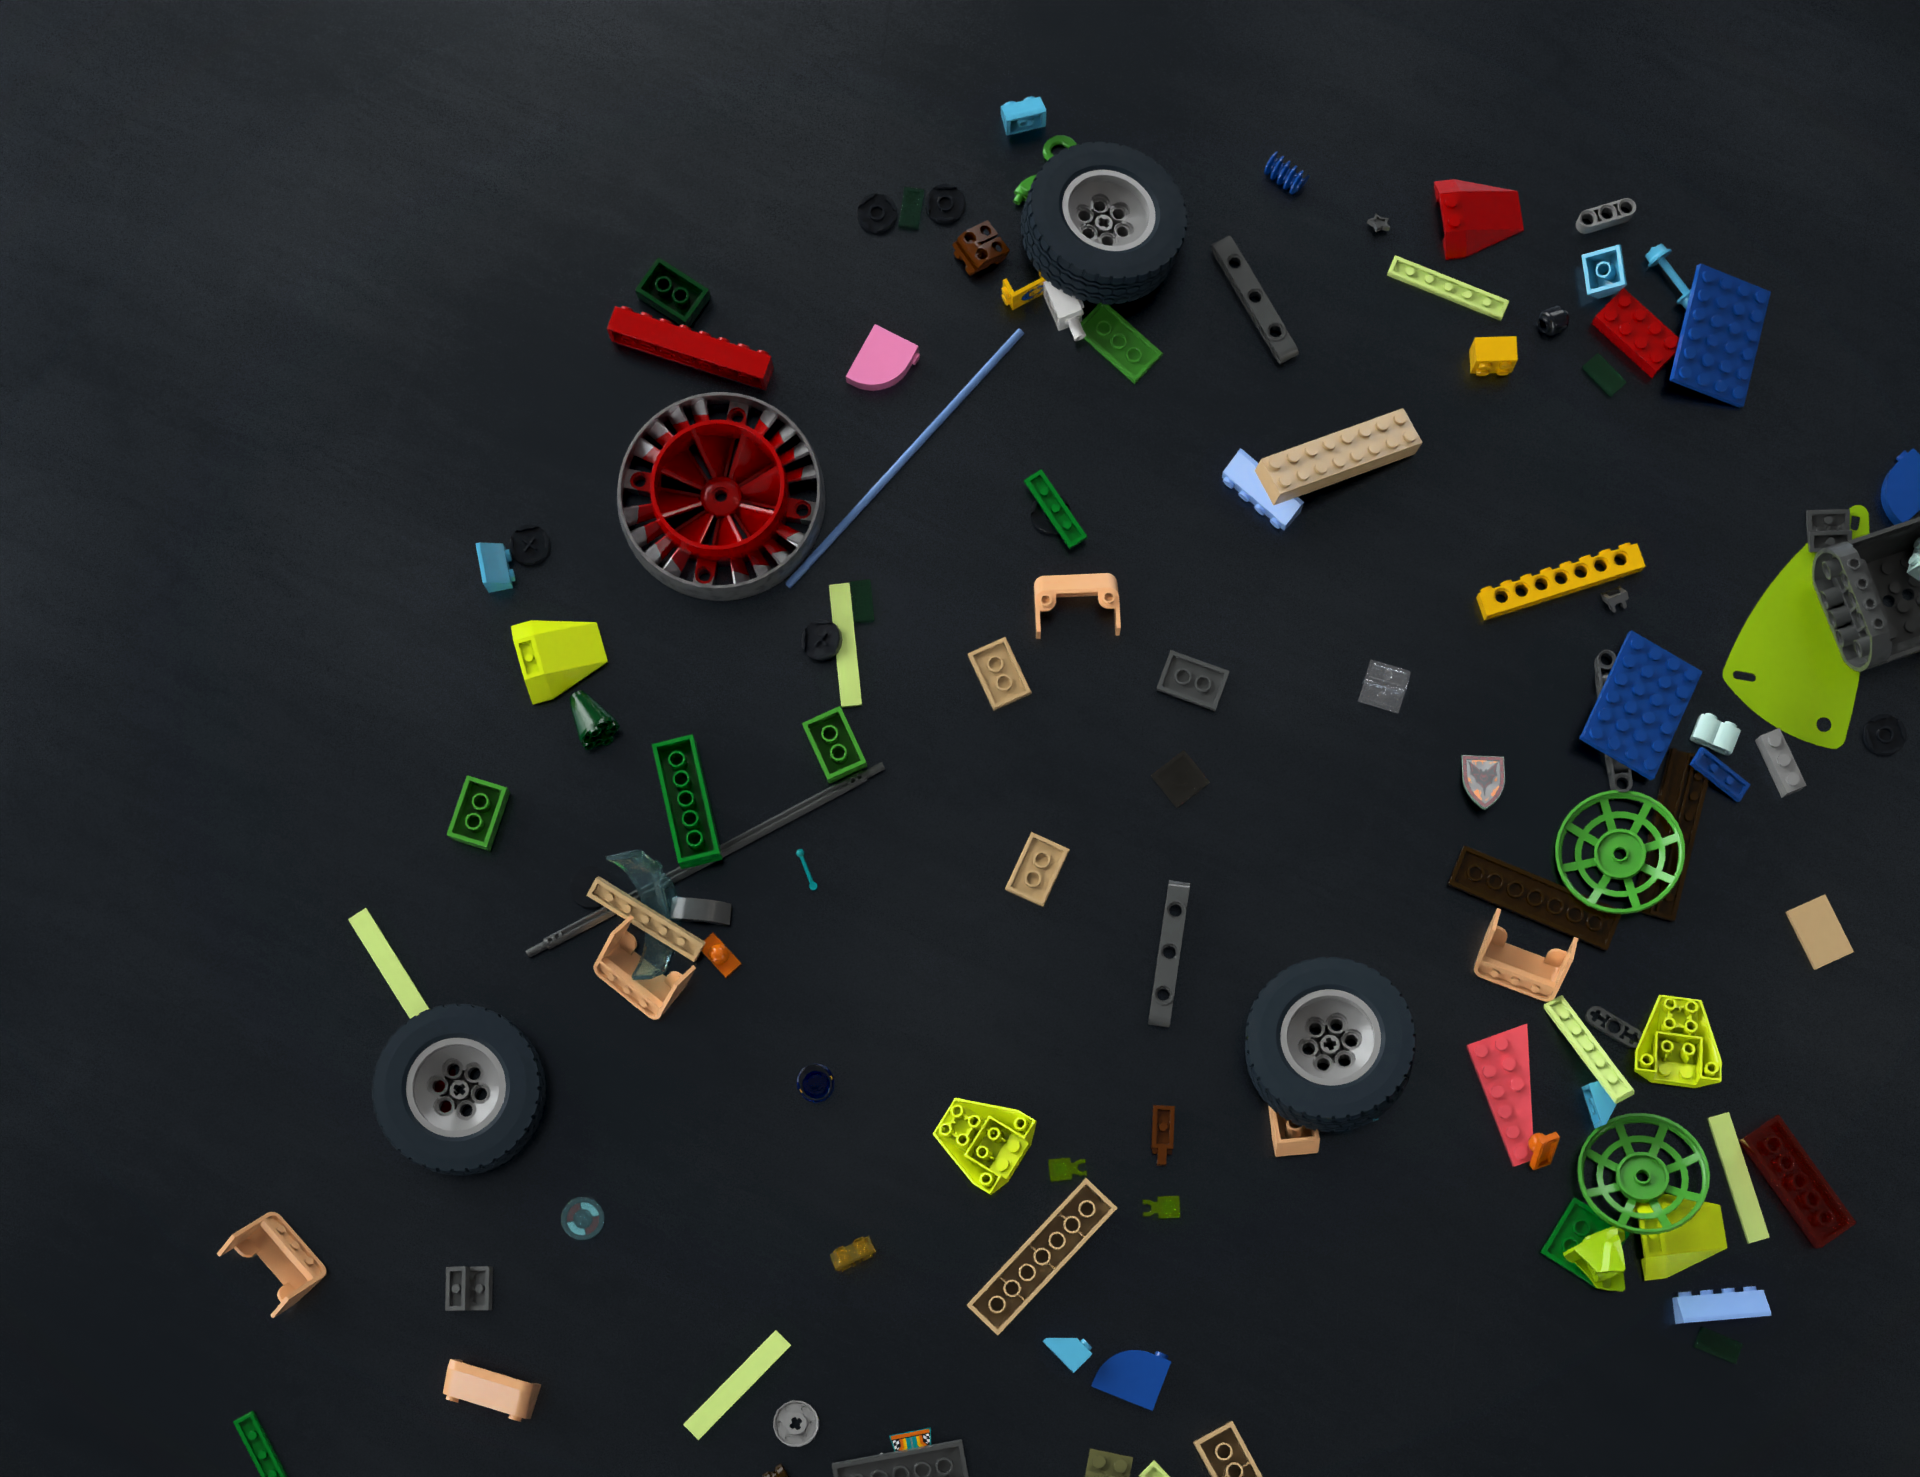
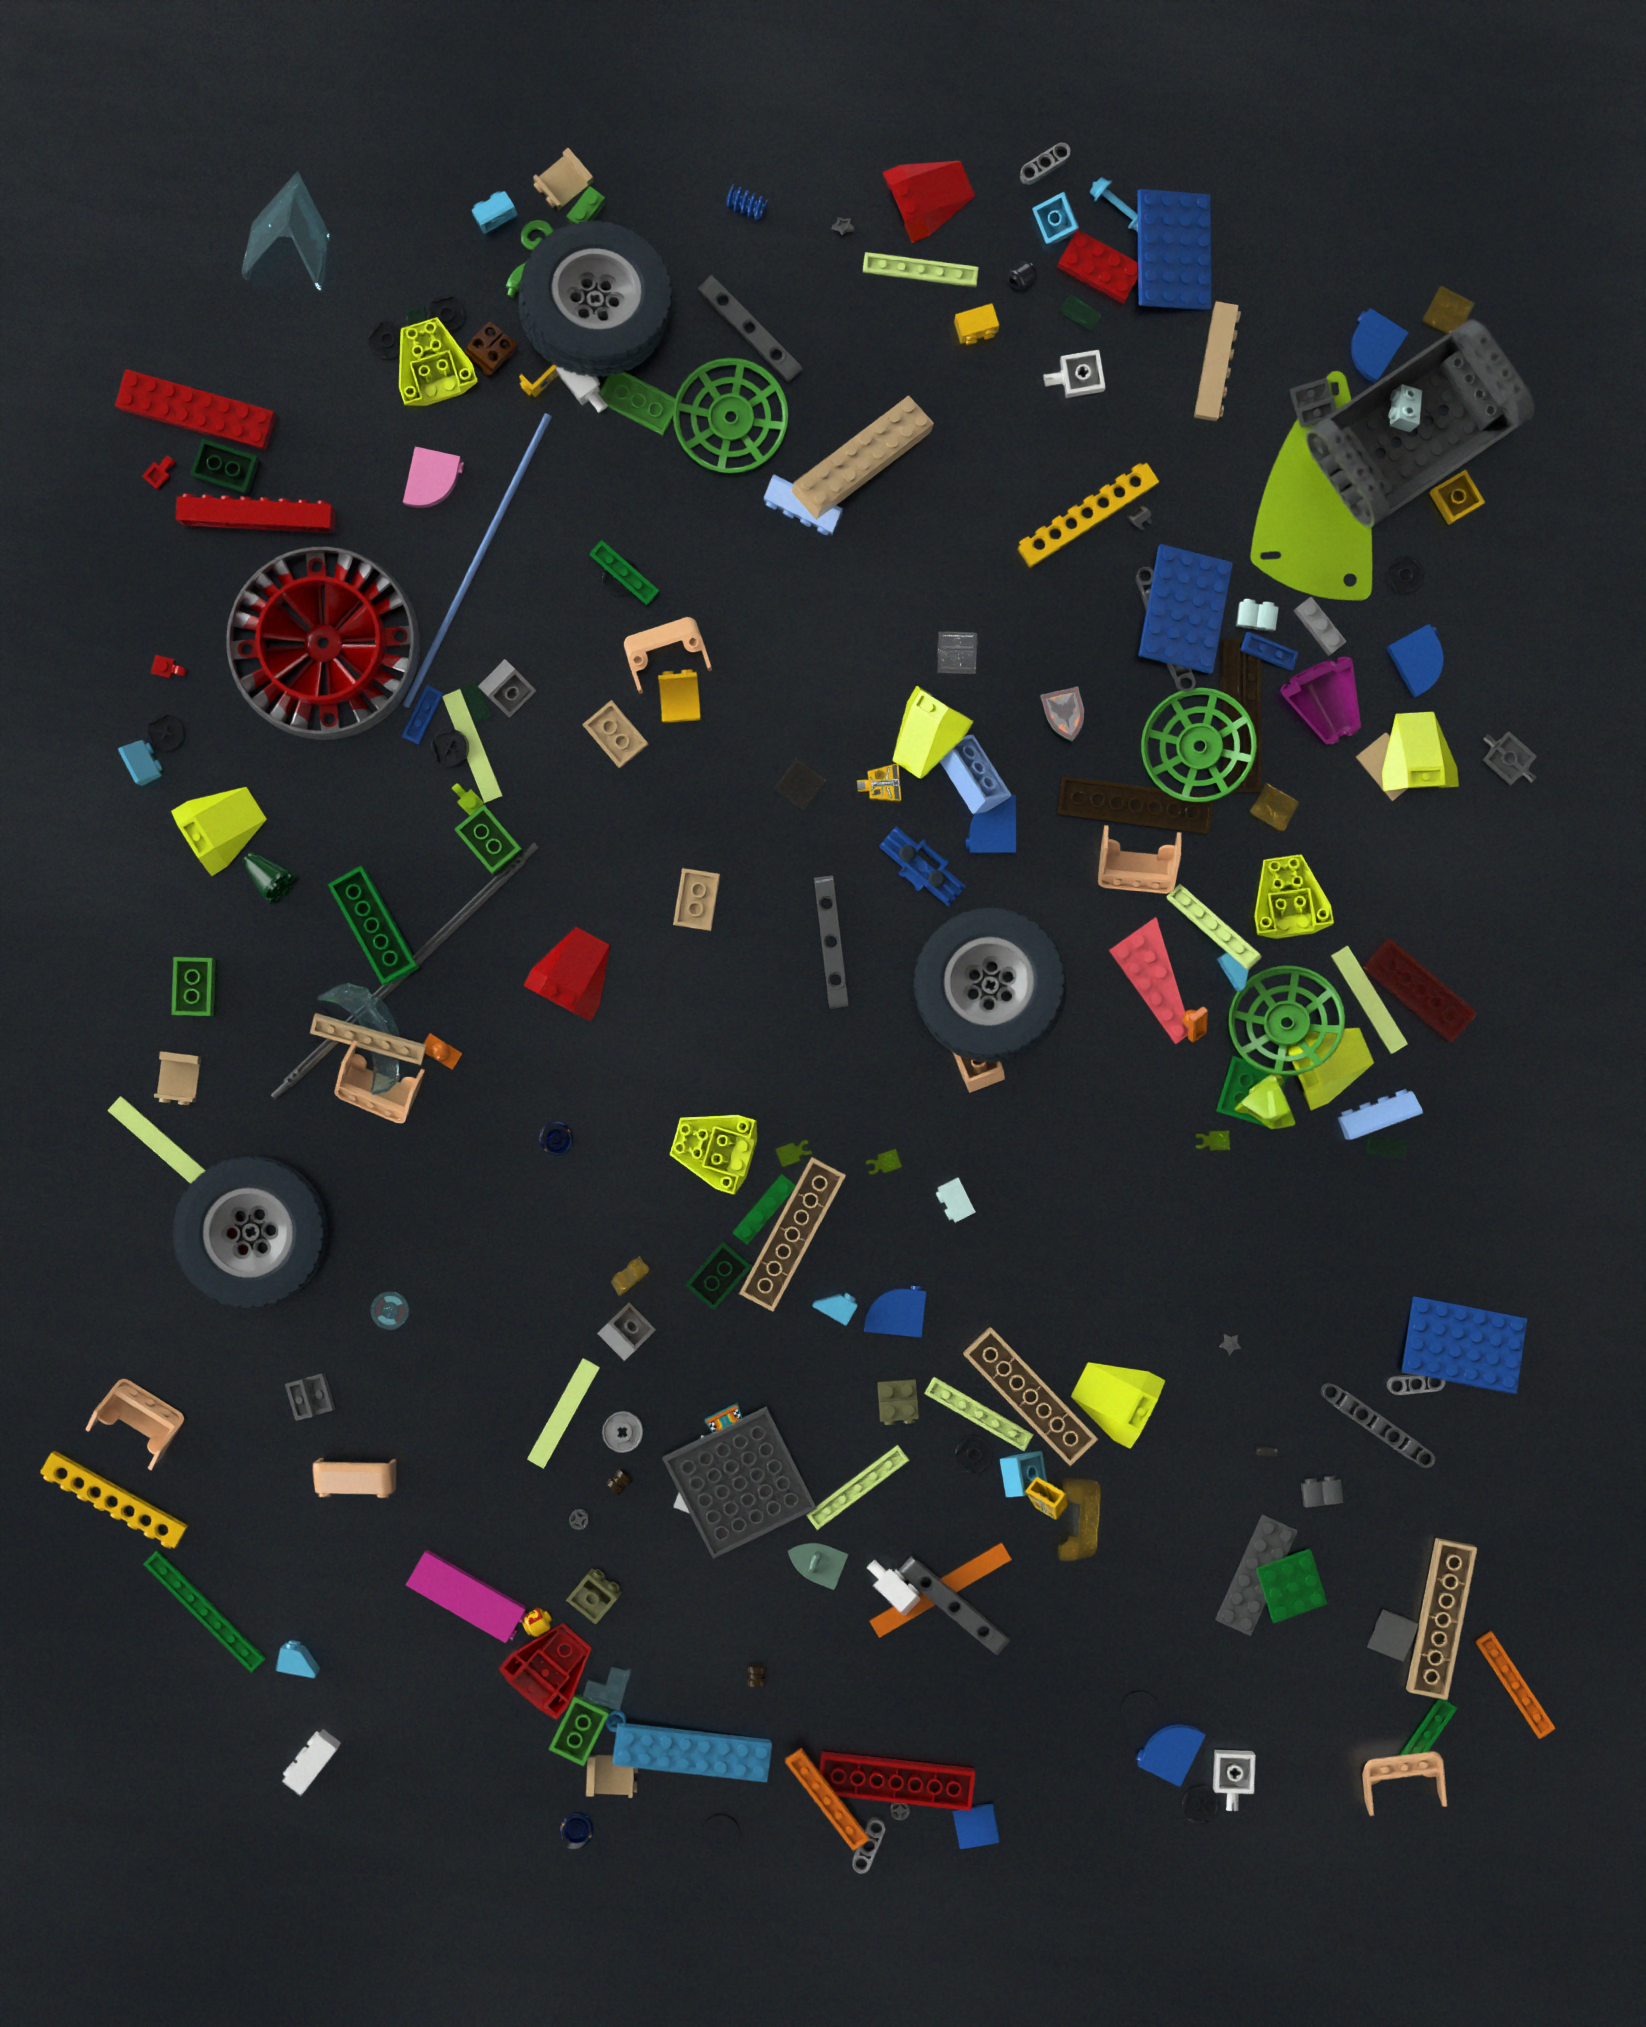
camera: 20 degrees left, 10 degrees up
(165, 1293) = (175, 1527): none -> yellow brick
(433, 905) = (178, 1078): none -> tan panel
(550, 478) = (165, 667): none -> red plate
(602, 283) = (157, 474): none -> red plate
(660, 229) = (195, 410): none -> red brick
(700, 910) = (413, 1018): dark grey brick -> none
(802, 599) = (422, 715): none -> blue tile
(813, 886) = (505, 968): teal hinge -> none
(820, 66) = (290, 216): none -> clear light blue windscreen
(824, 700) = (469, 801): none -> lime plate
(831, 1313) = (626, 1331): none -> light grey slope
(883, 911) = (572, 973): none -> red wedge
(899, 595) = (507, 688): none -> light grey slope
(916, 249) = (432, 365): none -> neon yellow wedge
(949, 1279) = (718, 1275): none -> dark green brick
(1018, 1222) = (764, 1209): none -> green plate
(1077, 652) = (679, 696): none -> yellow panel
(1103, 103) = (563, 180): none -> tan panel
(1123, 132) = (587, 207): none -> bright green brick
(1162, 1132) = (867, 1098): reddish brown hinge -> none
(1192, 680) = (787, 693): dark grey plate -> none
(1211, 368) = (730, 403): none -> bright green dish
(1229, 1270) = (955, 1199): none -> light aqua brick
(1268, 801) = (882, 784): none -> torso
(1283, 904) = (919, 872): none -> blue piece
(1332, 759) = (928, 733): none -> neon yellow wedge
(1368, 815) = (975, 776): none -> light blue slope
(1376, 879) = (994, 830): none -> blue brick
(1533, 1284) = (1216, 1140): none -> clear neon green plate
(1580, 443) = (1073, 383): none -> white brick
(1602, 1014) = (1244, 908): dark grey beam -> none
(1684, 941) = (1274, 807): none -> clear yellow hinge
(1736, 460) = (1216, 361): none -> tan brick
(1771, 840) = (1326, 698): none -> magenta cone
(1854, 927) = (1418, 754): none -> neon yellow wedge
(1879, 826) = (1418, 659): none -> blue brick

